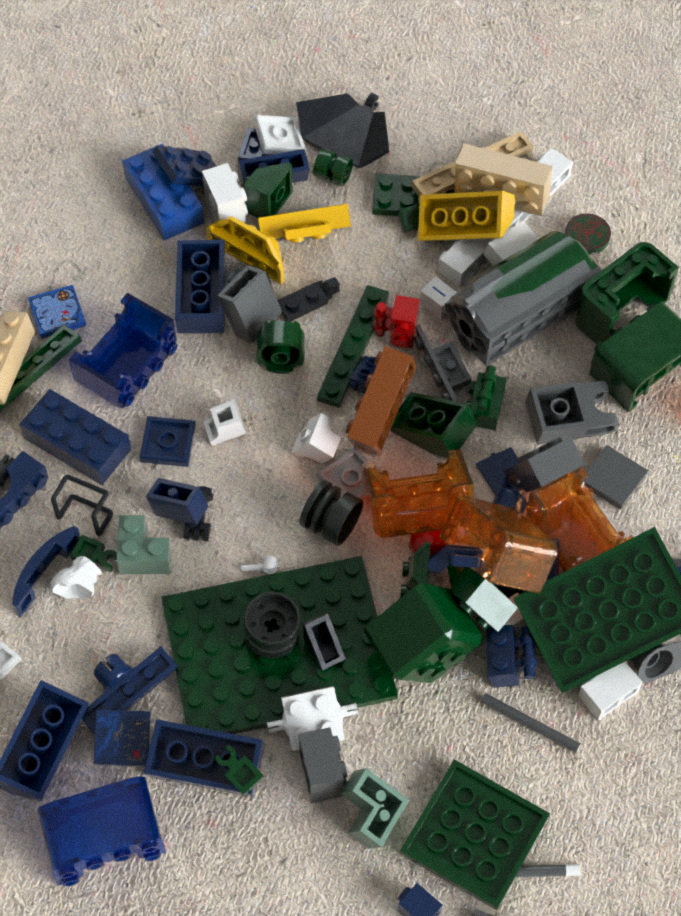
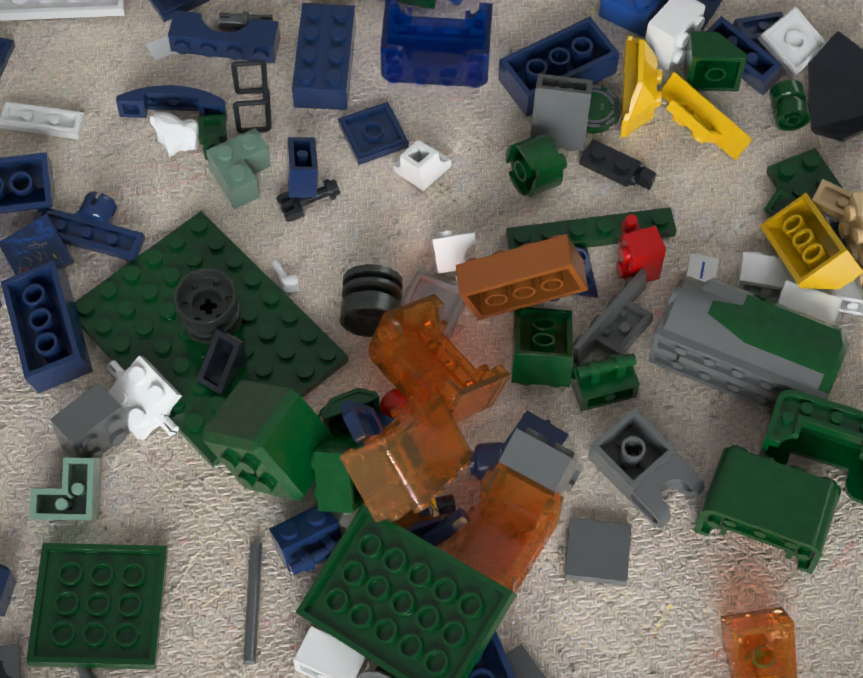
camera: 60 degrees right, 0 degrees up
(242, 772) = (36, 356): dark green plate -> none

